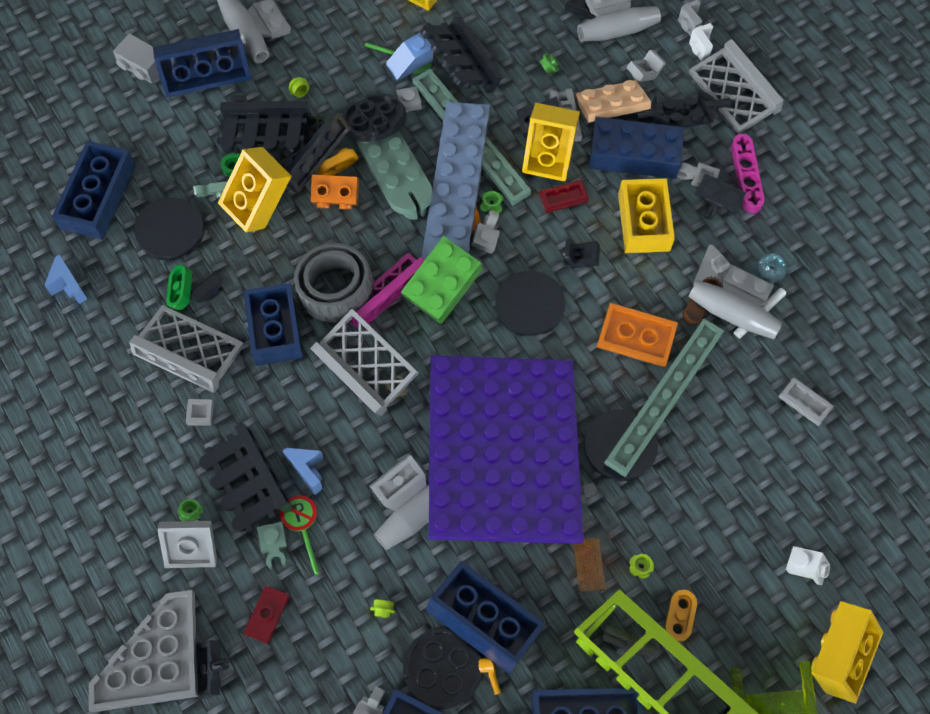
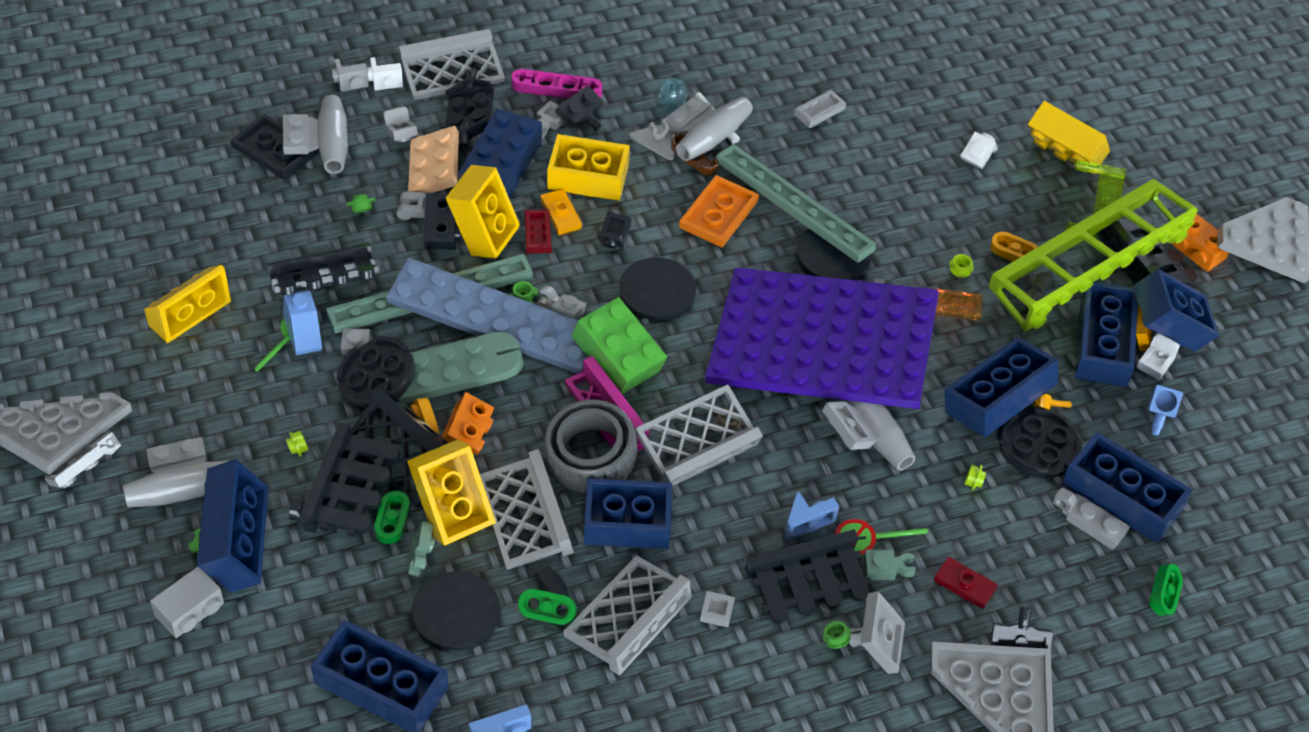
camera: 80 degrees left, 15 degrees down
(276, 265) = (549, 509): none -> light grey fence
(594, 210) = (561, 212): none -> light orange plate

